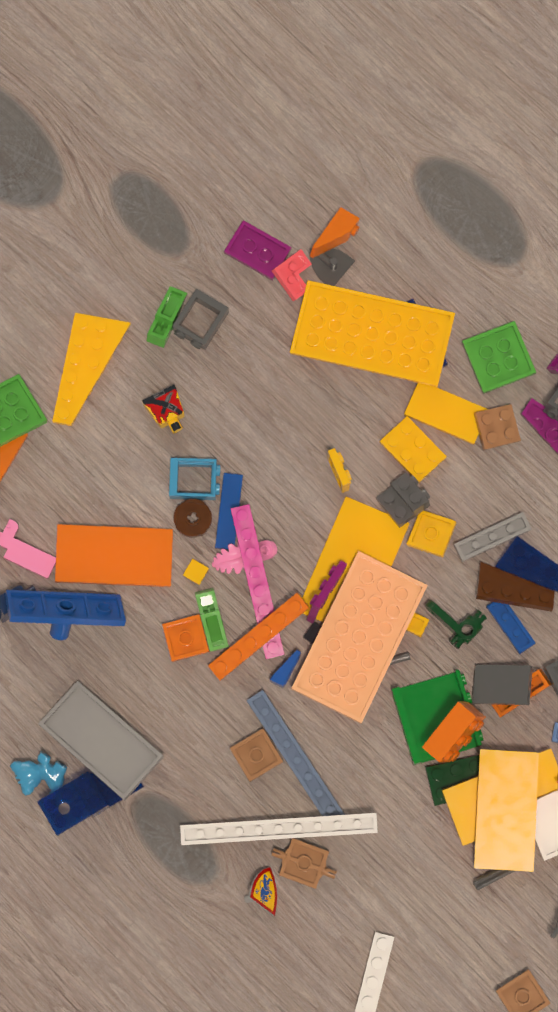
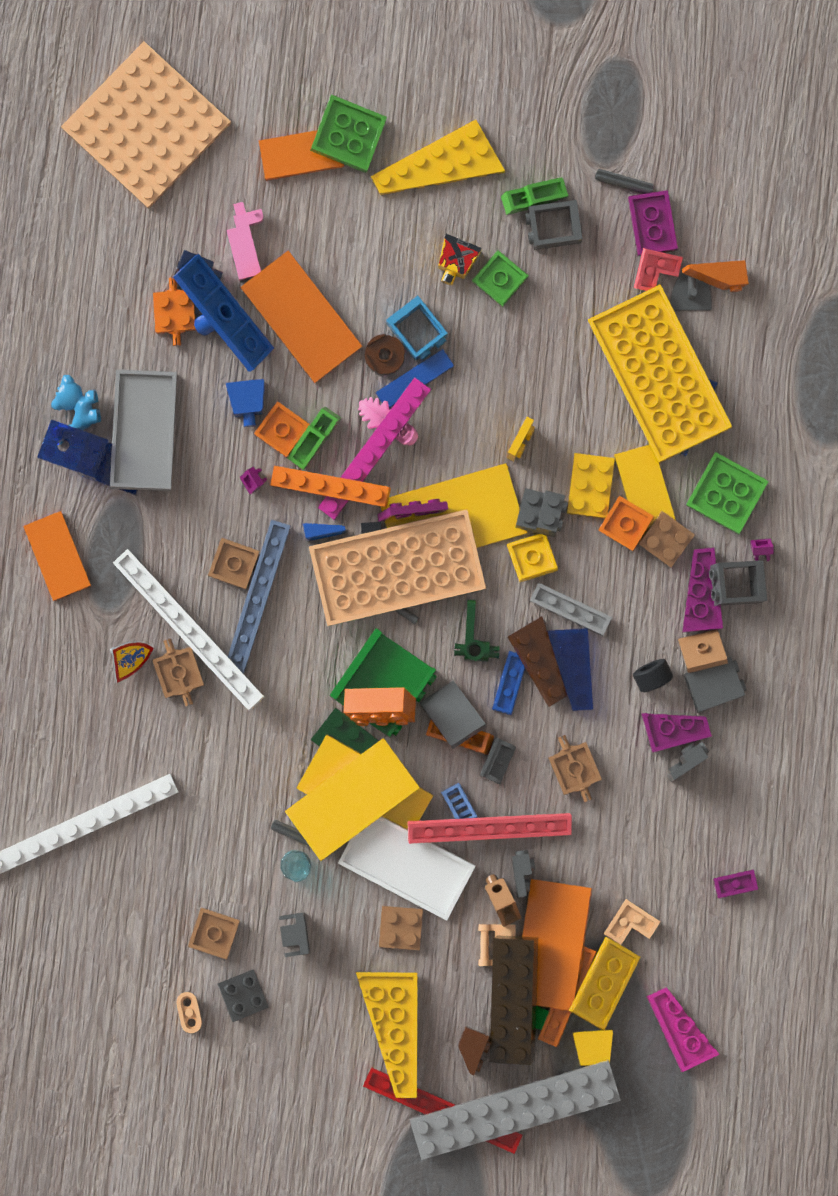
camera: 50 degrees right, 5 degrees up
(31, 645) = (173, 312): none -> orange plate
(141, 883) = (57, 556): none -> orange tile
(142, 645) = (247, 399): none -> blue torso
(196, 572) = (343, 393): yellow tile -> none
(205, 690) = (252, 480): none -> magenta tile
(206, 390) = (500, 278): none -> bright green plate
(210, 245) = (624, 181): none -> dark grey axle
(417, 625) = (447, 607): yellow tile -> none
(462, 445) = (626, 523): none -> orange plate
(521, 893) = (295, 865): none -> clear light blue hair

